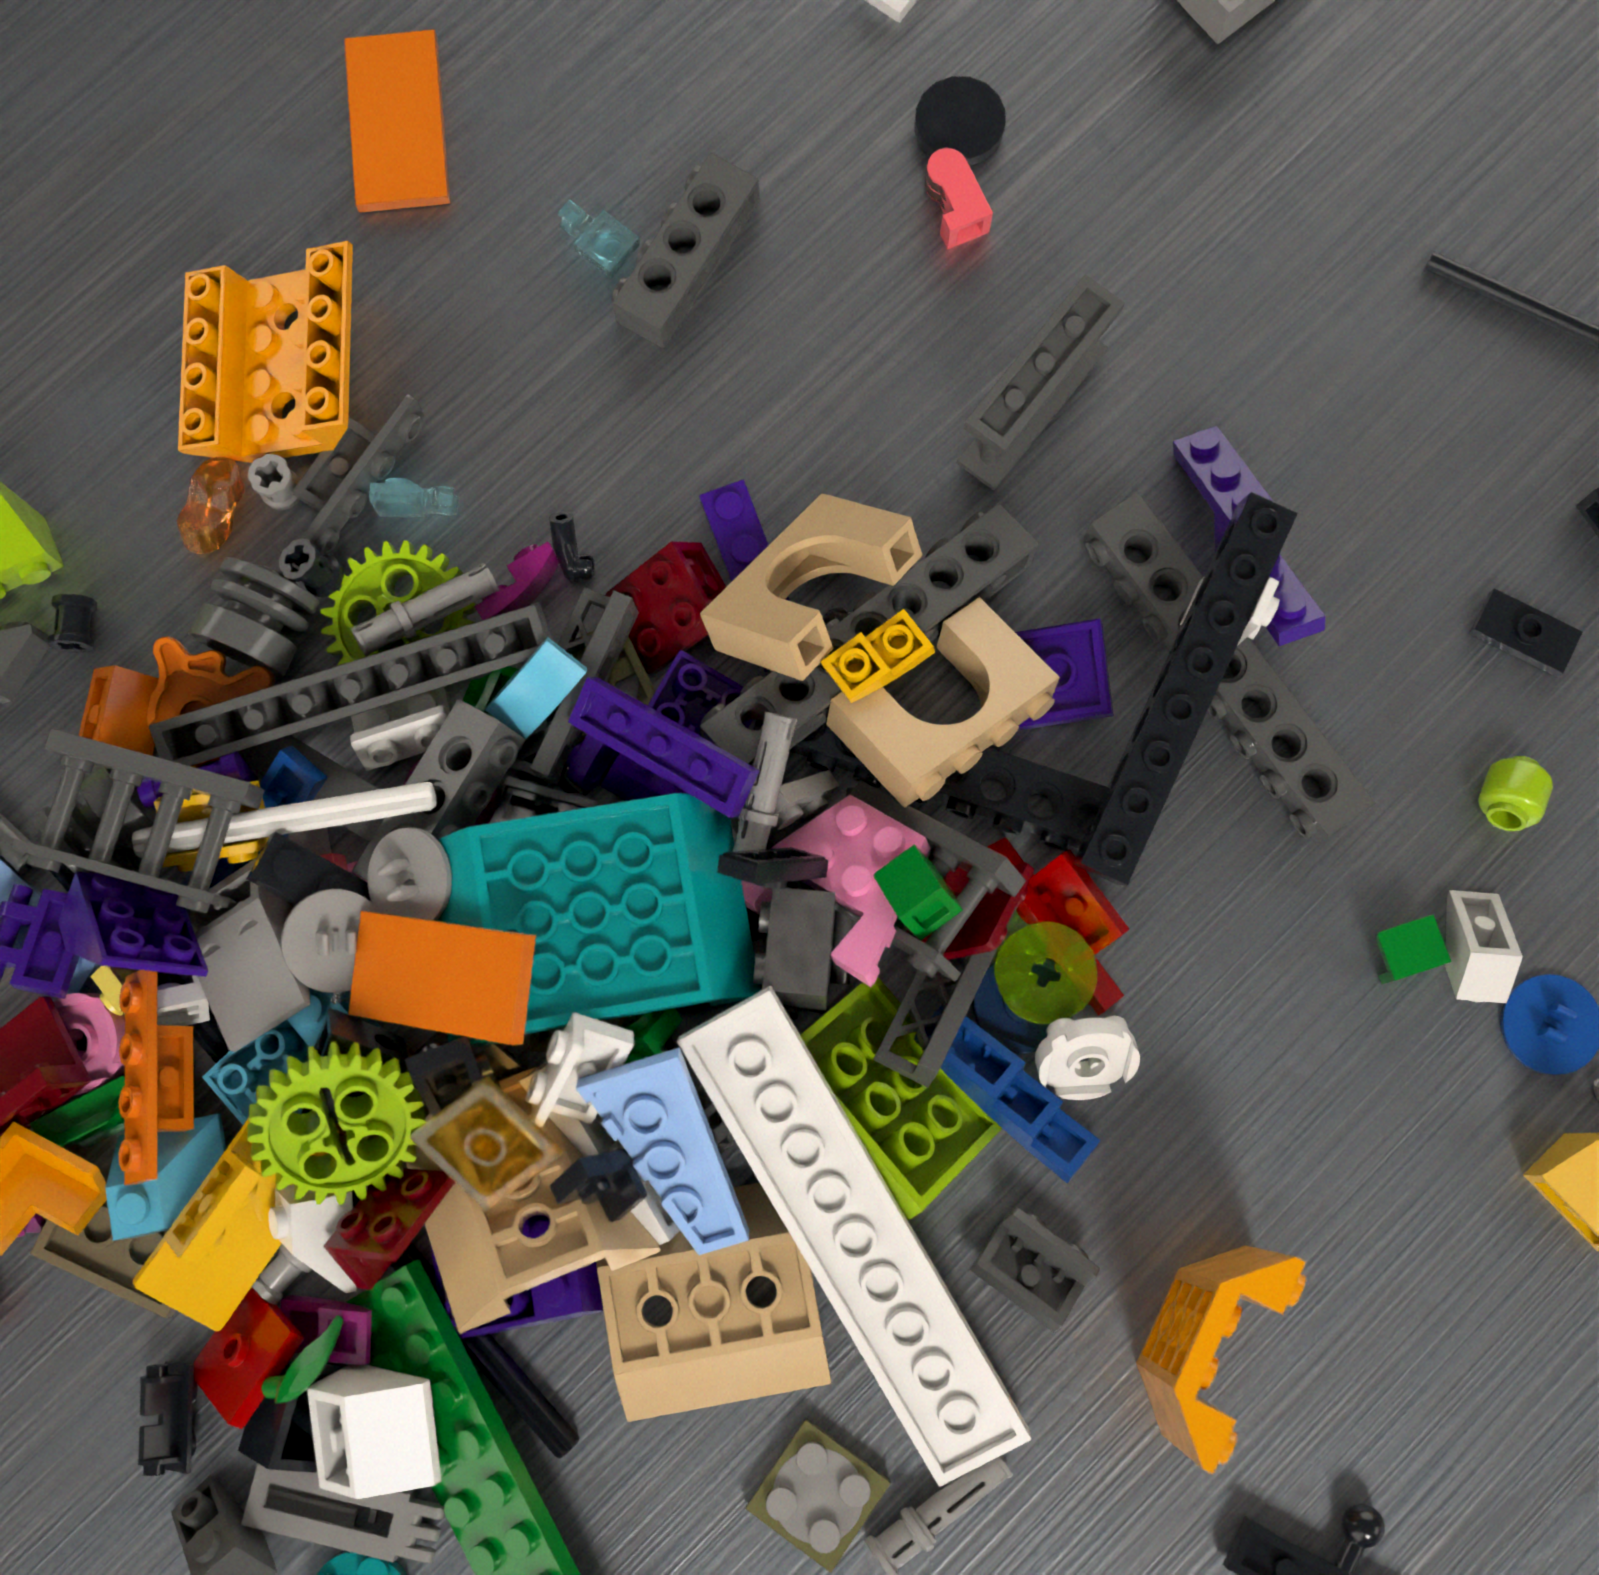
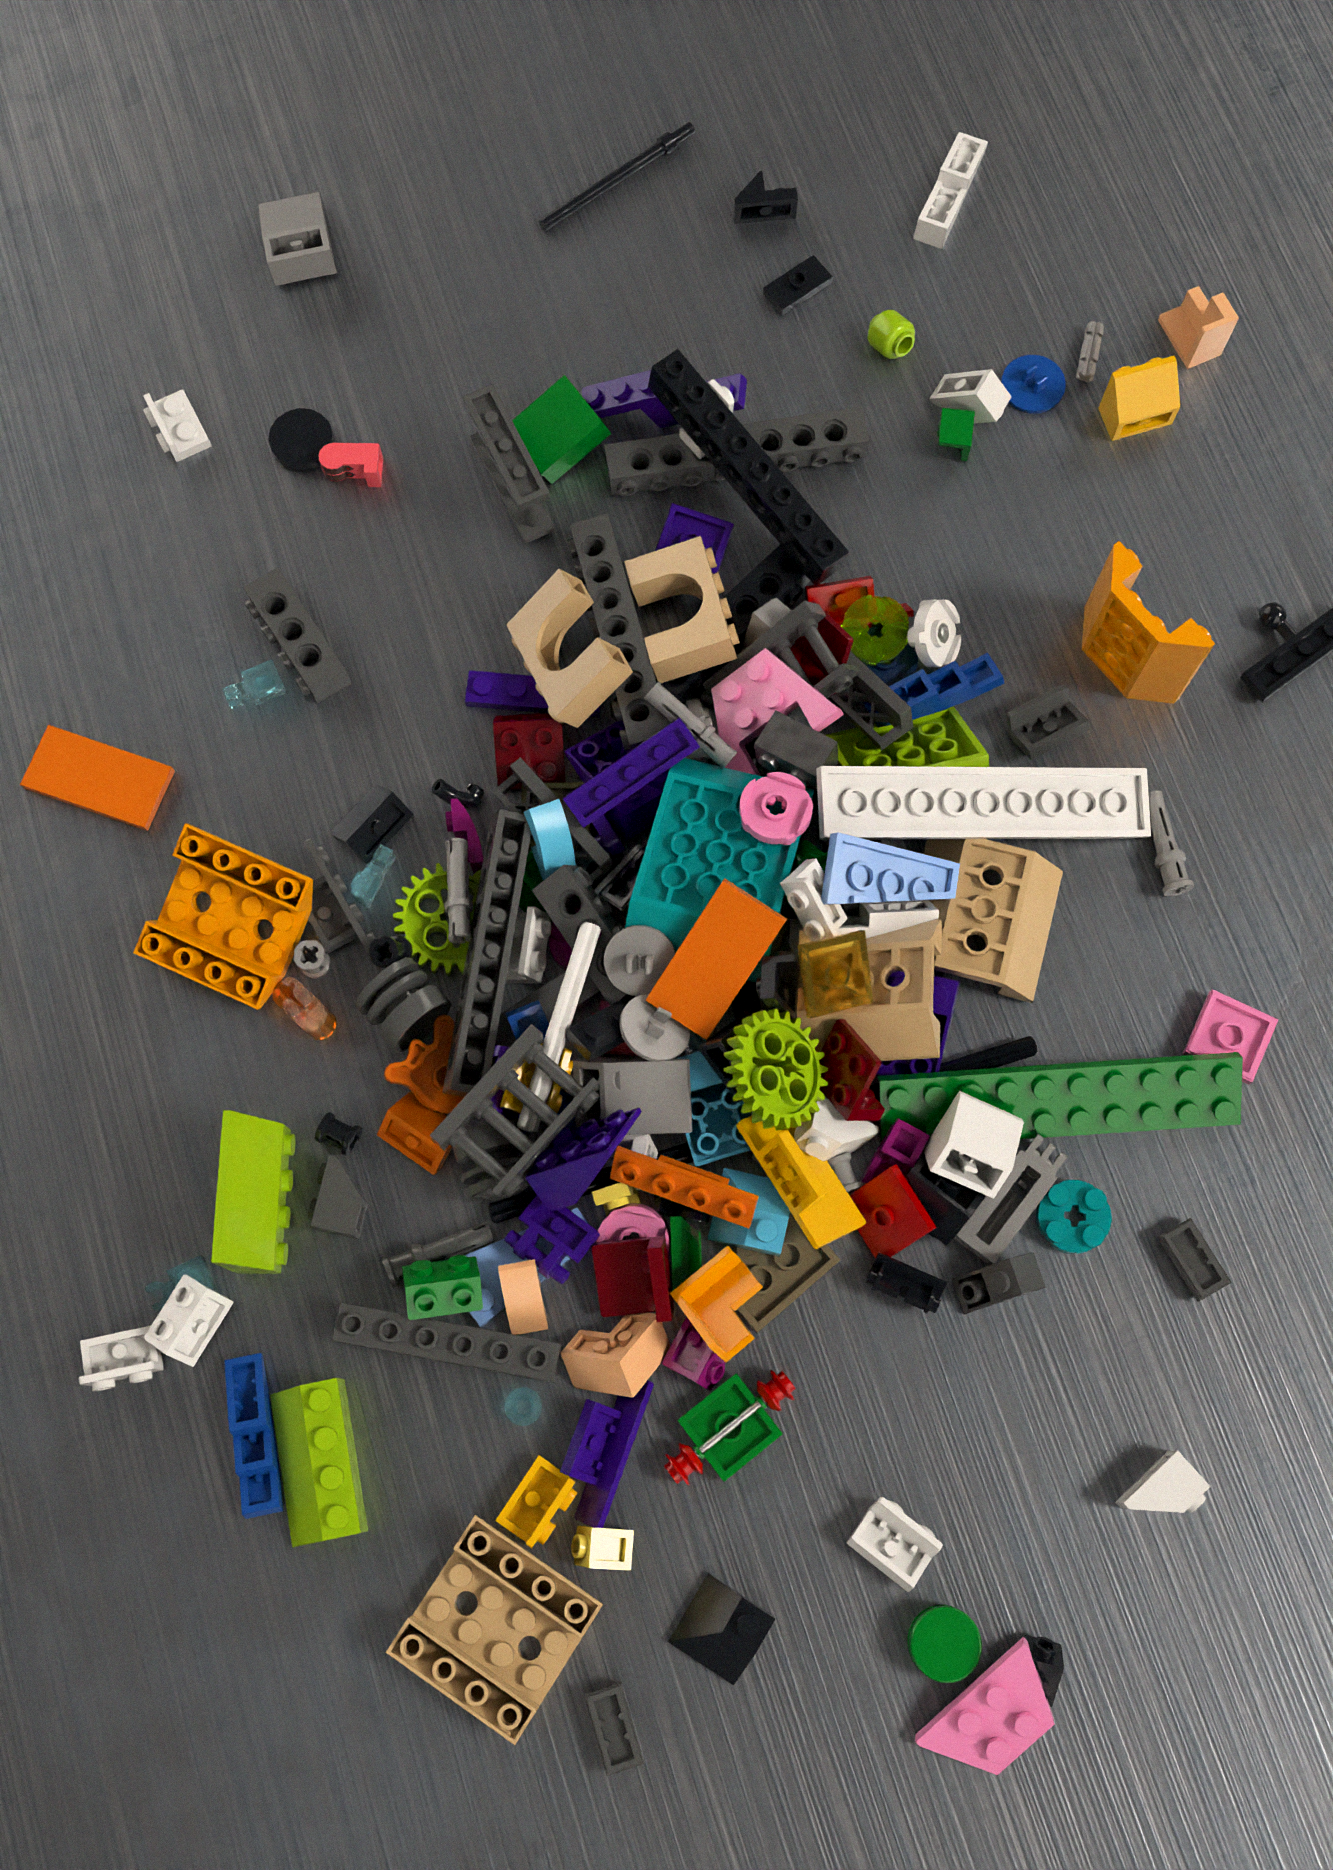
camera: 65 degrees left, 5 degrees down
(304, 1368) = (919, 1167): green bar -> none
(484, 464) = (372, 822): none -> black panel
(602, 1178) = (891, 921): black bracket -> none
(655, 937) = (766, 791): none -> bright pink plate
(772, 866) = (742, 737): black plate -> none
(818, 1495) = (1125, 910): light grey piece -> none
(879, 658) = (637, 625): yellow slope -> none
(917, 892) = (798, 662): green panel -> none
(977, 821) = (763, 620): none -> light grey slope
(1129, 422) = (559, 429): none -> green brick

